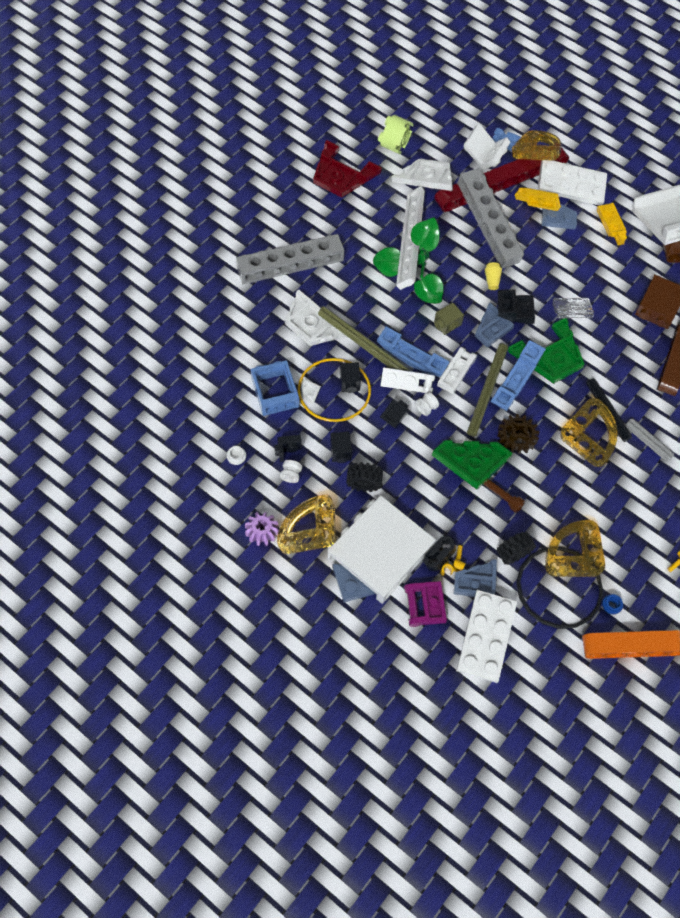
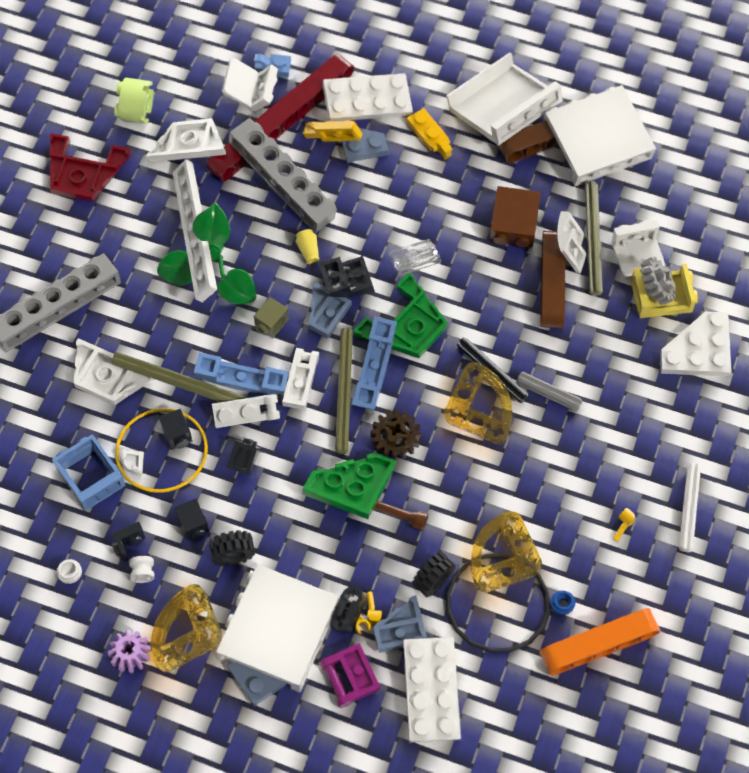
camera: 15 degrees left, 0 degrees up
(427, 403) = (278, 432): white wheel -> none
(527, 146) = (300, 73): clear yellow beam -> none

